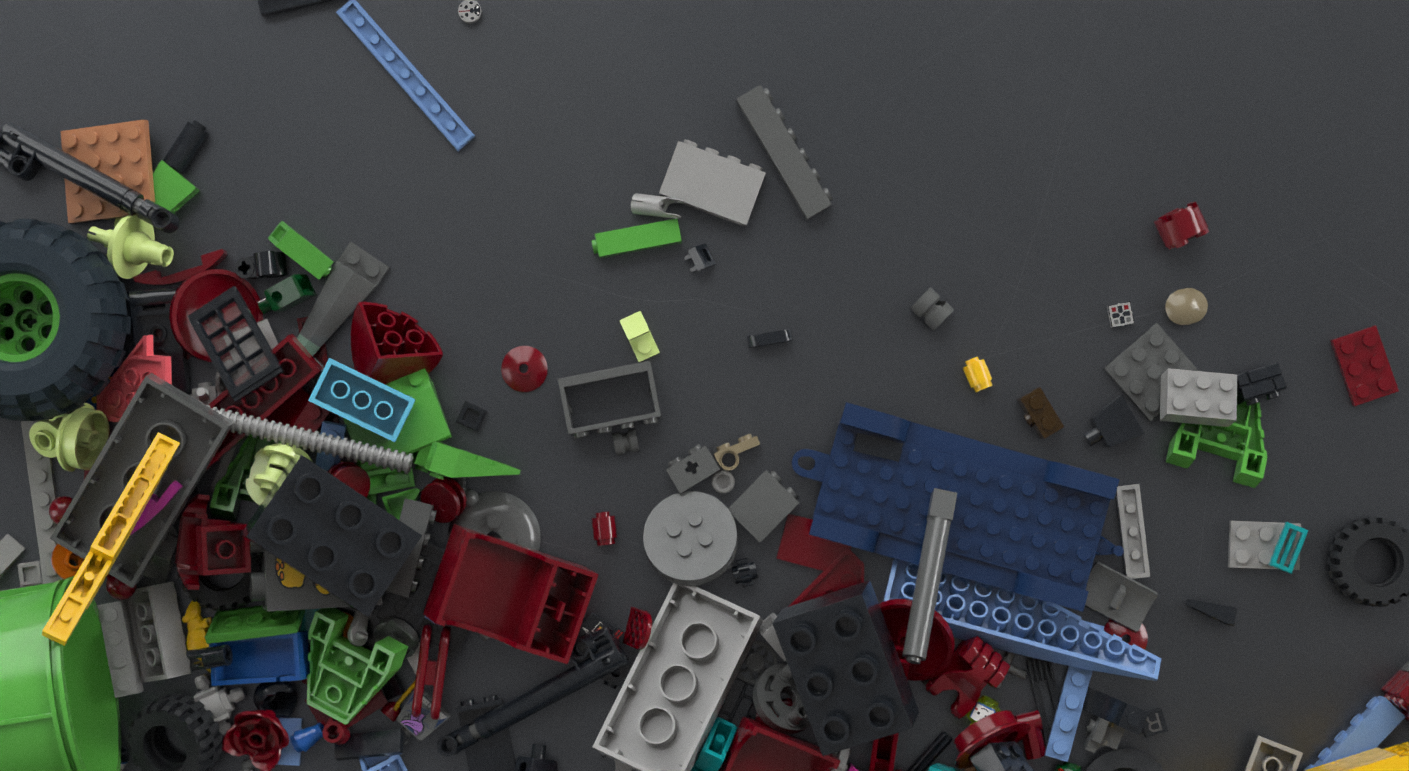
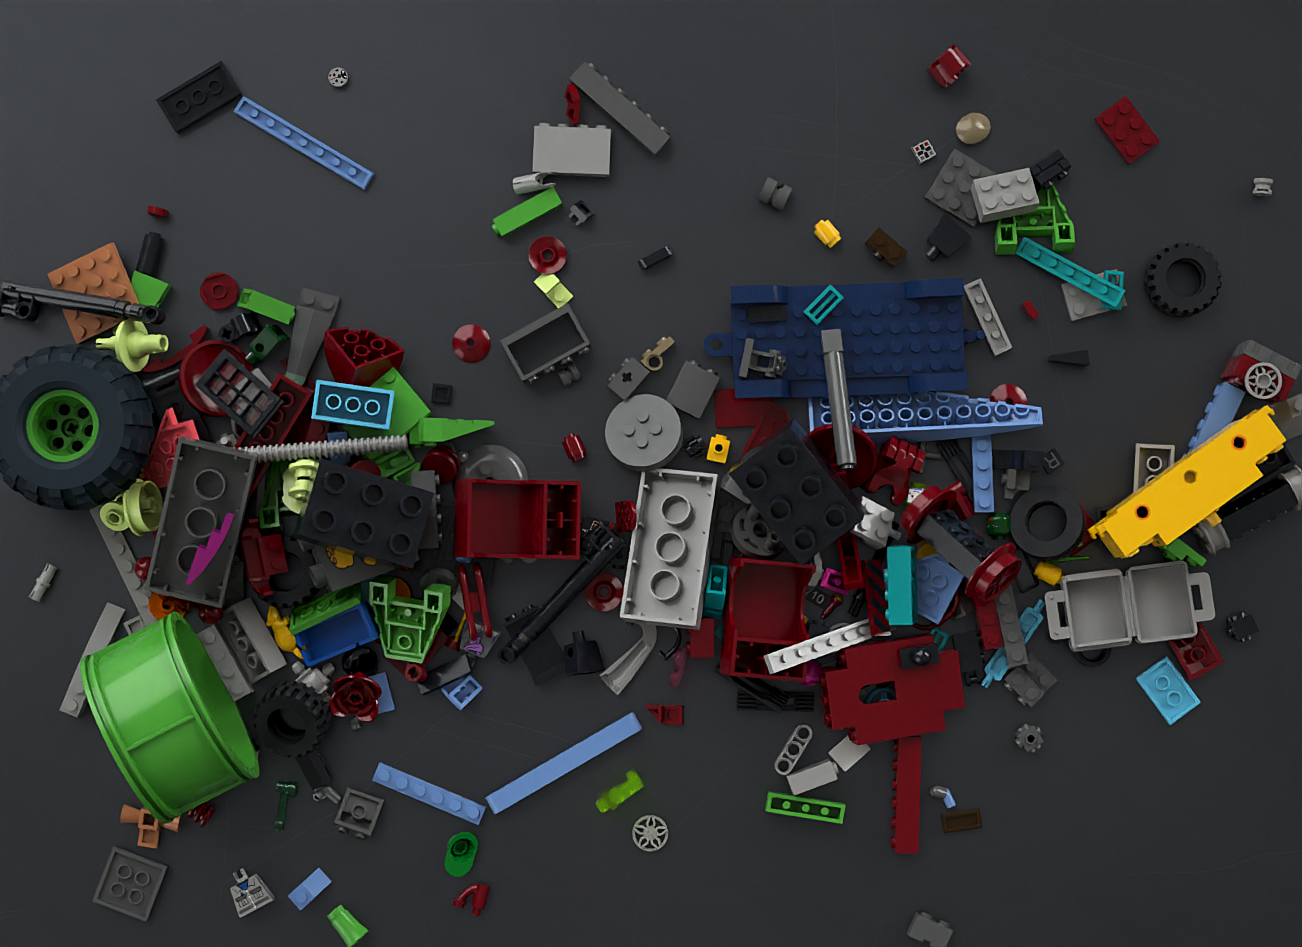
camera: 15 degrees left, 0 degrees up
(110, 540) = (194, 569): yellow slope -> none
(211, 100) = (157, 211): none -> dark red tile
(211, 657) = (300, 644): black hinge -> none
(222, 549) = (281, 555): dark red brick -> none
(252, 214) = (219, 291): none -> dark red tile
(307, 737) = (394, 684): blue cone -> none
(357, 631) = (407, 586): light grey piece -> none
(589, 719) = (614, 595): none -> dark red dish
(643, 283) = (547, 245): none -> dark red dish
(723, 481) = (655, 381): light grey tile -> none
(733, 127) = (573, 100): none -> dark red slope
(770, 594) = (715, 456): none -> yellow brick
(869, 510) = (776, 365): none -> dark grey tile
(926, 733) = (875, 525): none -> light grey plate
(928, 467) = (812, 316): none -> teal tile
(1118, 597) = (992, 371): dark grey shield -> none
(1184, 539) = (1029, 309): none -> dark red tile
(1246, 511) = (1070, 272): none -> teal plate

